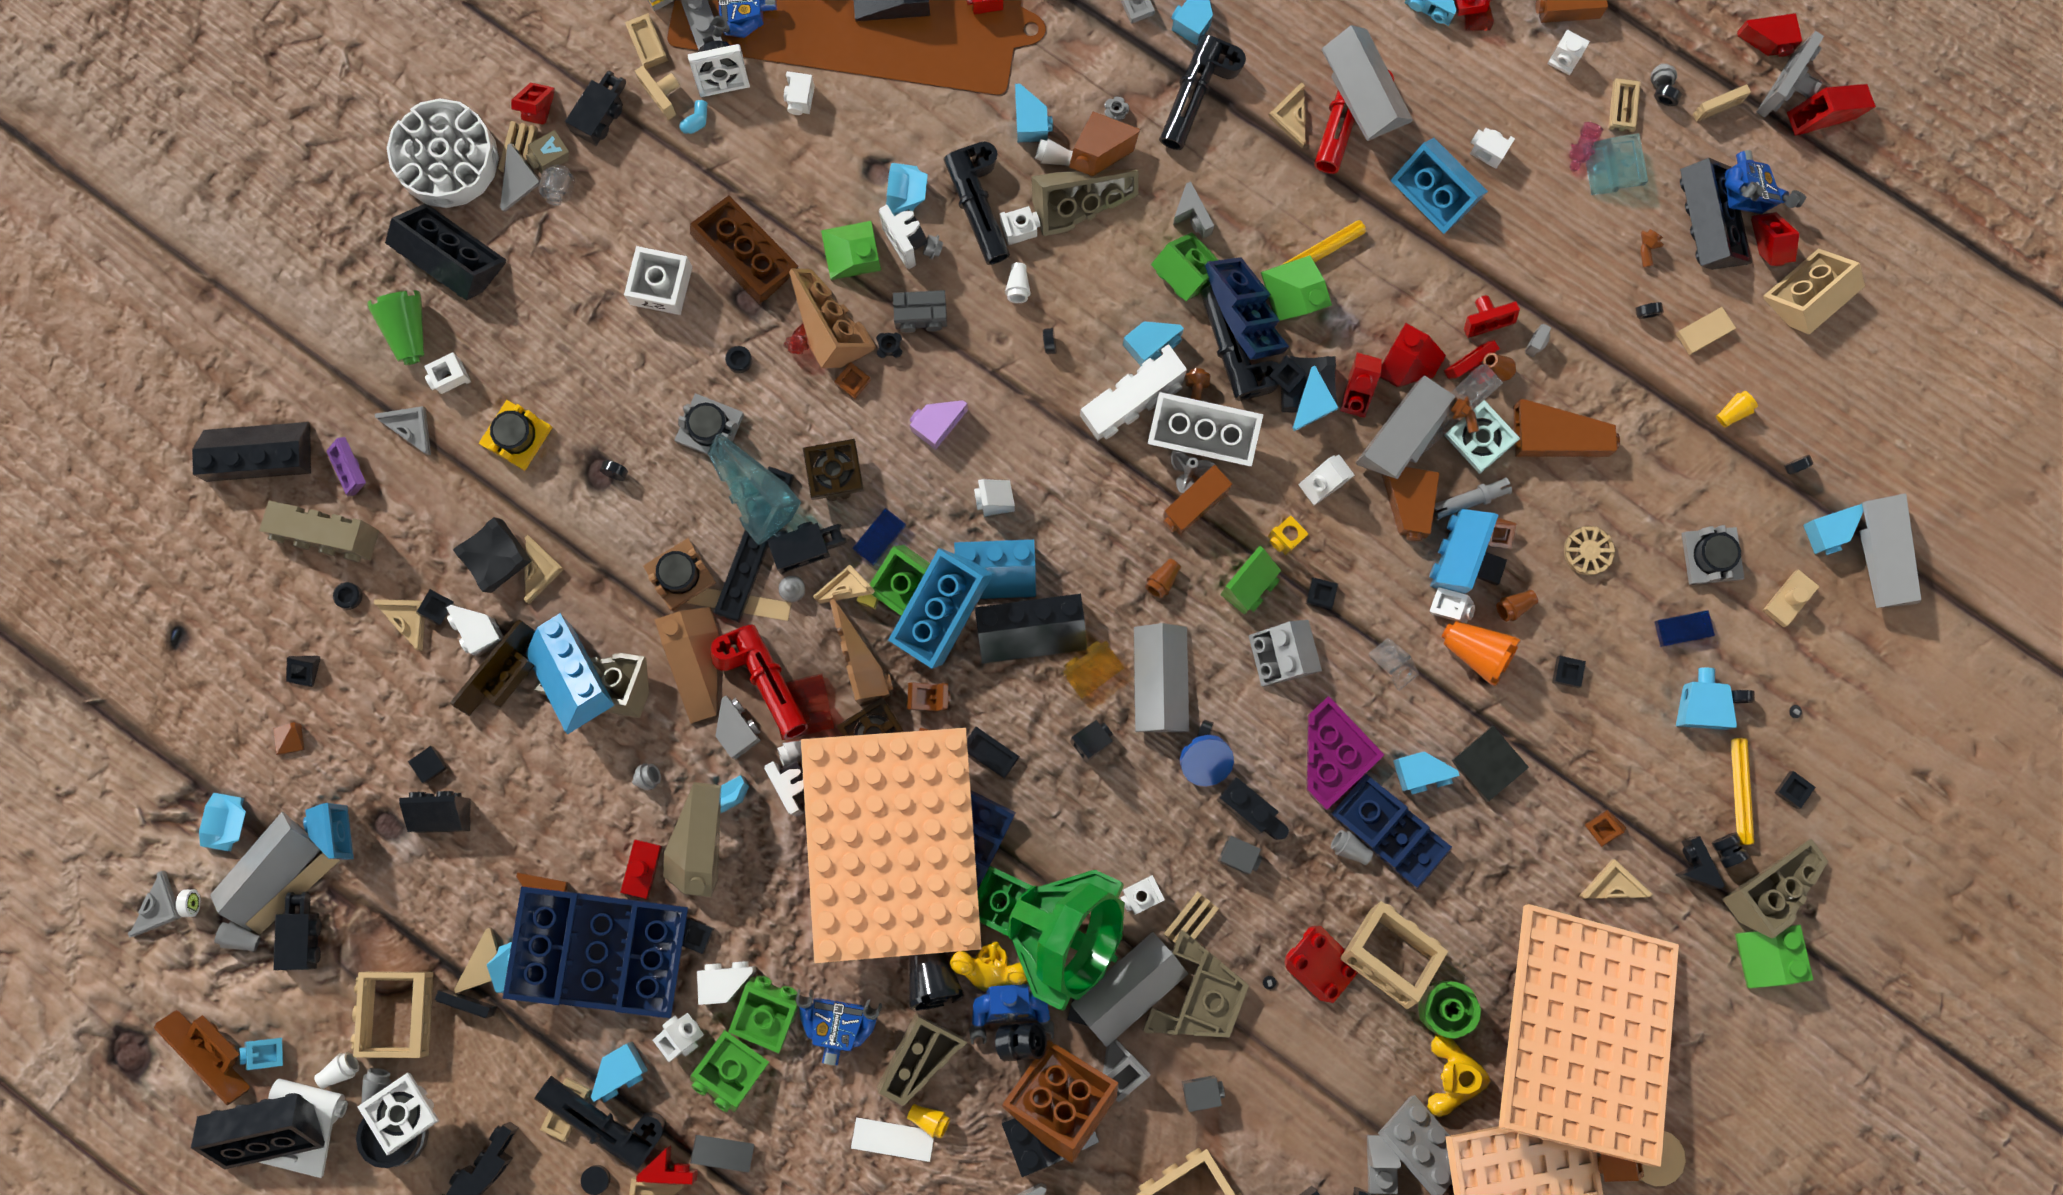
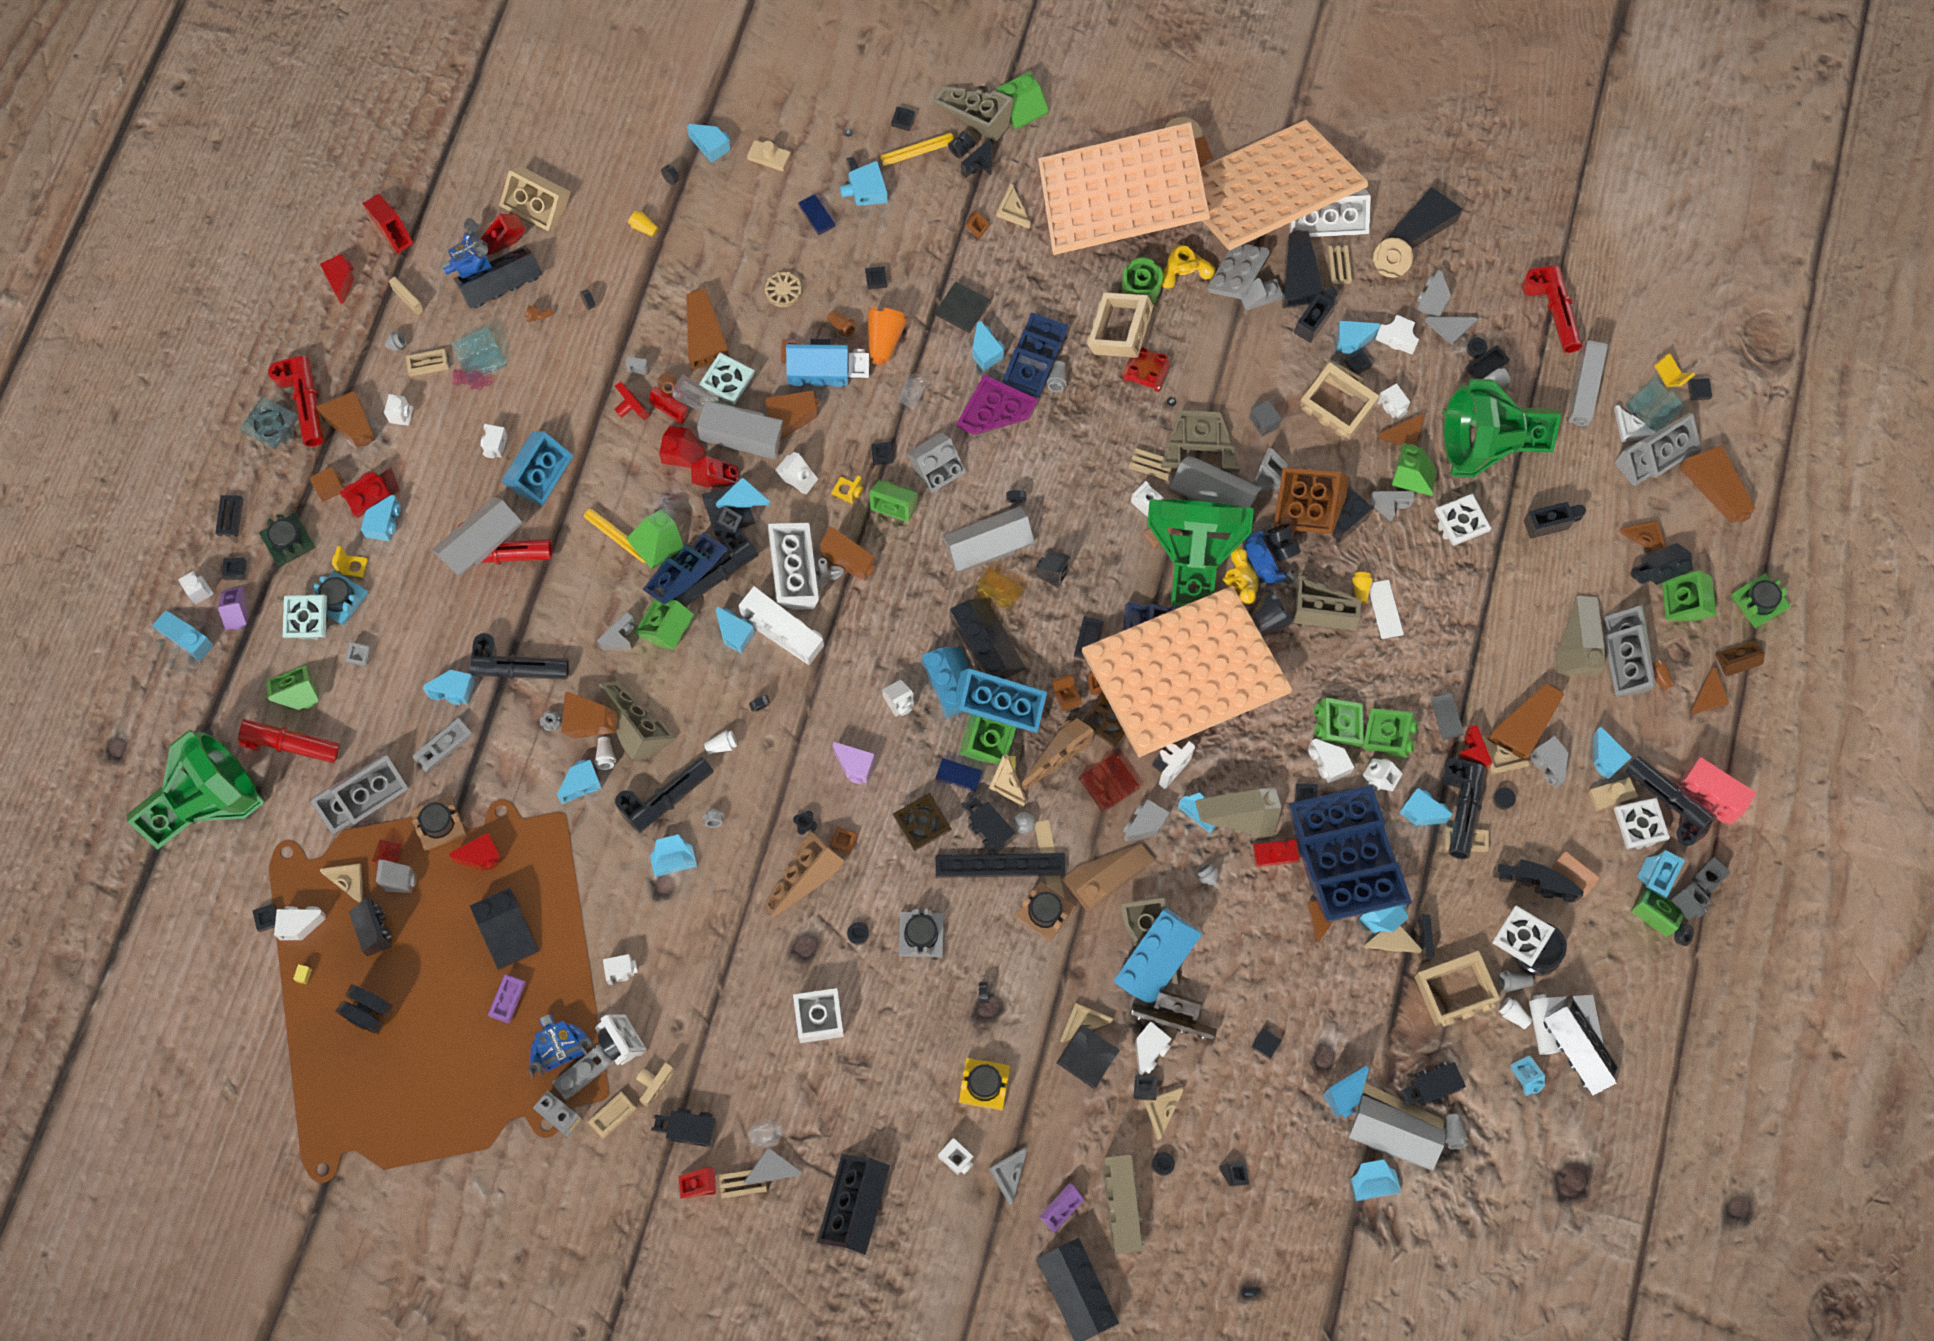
camera: 110 degrees left, 10 degrees down
(157, 907) = (1461, 1207): light grey tile -> none
(188, 903) = (1446, 1181): white tile -> none
(205, 1053) = (1545, 1117): dark orange bracket -> none
(288, 738) = (1291, 1162): dark orange slope -> none
(401, 324) = (929, 1210): bright green cone -> none
(436, 813) = (1299, 1015): black slope -> none
(443, 153) = (749, 1229): white brick -> none
(547, 151) = (740, 1151): dark tan brick -> none
(697, 120) = (669, 1044): medium azure arm -> none
(743, 249) = (766, 963): reddish brown slope -> none
(753, 653) = (1097, 813): red piece -> none
(759, 494) = (962, 871): clear light blue wedge -> none
(790, 752) = (1146, 774): white cone -> none
(797, 342) = (830, 891): clear red plate -> none
(836, 1024) = (1324, 669): torso -> none
(851, 250) = (736, 879): bright green slope -> none
(903, 233) = (713, 838): white piece -> none
(920, 310) = (769, 807): dark grey brick -> none
(1015, 232) = (676, 764): white brick -> none
(1162, 579) = (914, 562): dark orange cone -> none
(1197, 379) = (759, 585): dark orange plate -> none
(1207, 760) = (1036, 487): blue tile -> none
(1240, 855) = (1093, 445): dark grey brick -> none
(1252, 809) = (1057, 448): black brick -> none
(1291, 115) = (513, 591): tan tile -> none
(1463, 409) = (713, 394): dark orange plate -> none
(1482, 494) = (768, 368): light grey pin -> none
(1667, 95) = (411, 333): black tile -> none
(1705, 330) = (589, 260): tan tile -> none
(1714, 557) = (755, 210): piece -> none
(1794, 77) = (372, 252): light grey plate -> none
(1890, 552) = (715, 100): light grey slope -> none

